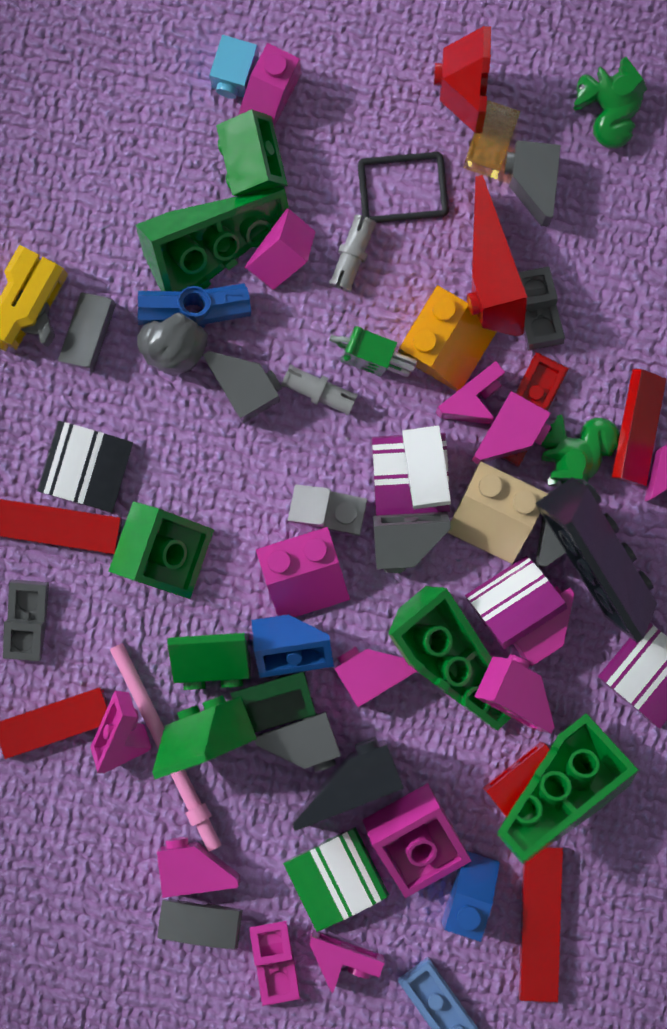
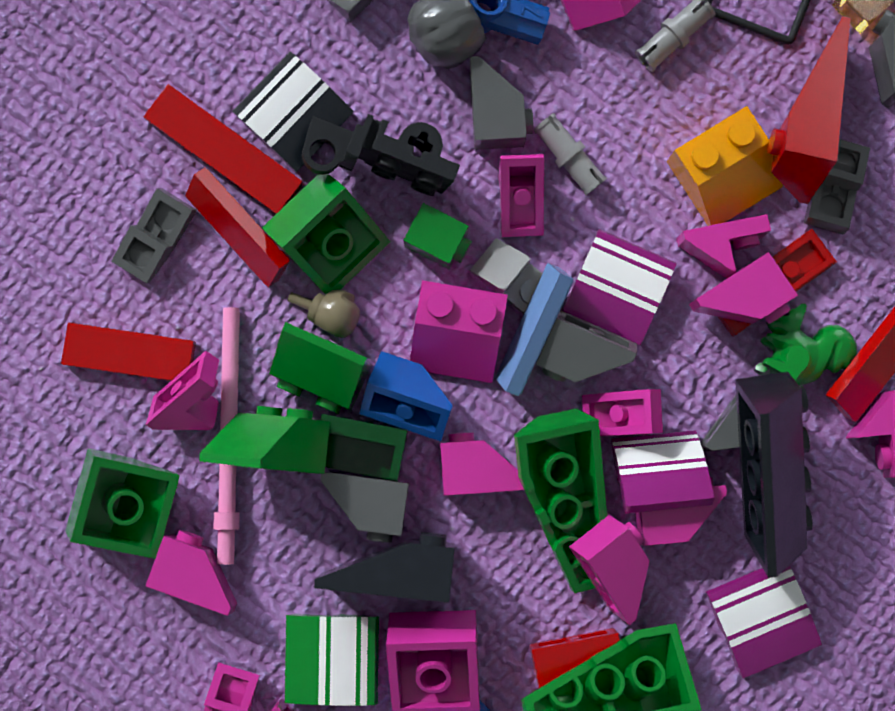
camera: 25 degrees right, 0 degrees up
(88, 580) = (237, 227): none -> red tile
(110, 844) = (121, 504): none -> green slope
(178, 467) = (385, 154): none -> black plate
(196, 609) = (330, 312): none -> dark tan piece
(199, 924) = (170, 633): dark grey slope -> none
(249, 508) = (437, 237): none -> green brick
(298, 442) = (522, 195): none -> dark pink slope
(361, 542) = (534, 329): none -> medium blue tile
(373, 353) = (645, 143): green piece -> none
(426, 467) = (640, 286): white slope -> none
(464, 570) = (626, 412): none -> dark pink slope
(496, 512) = (690, 368): tan slope -> none

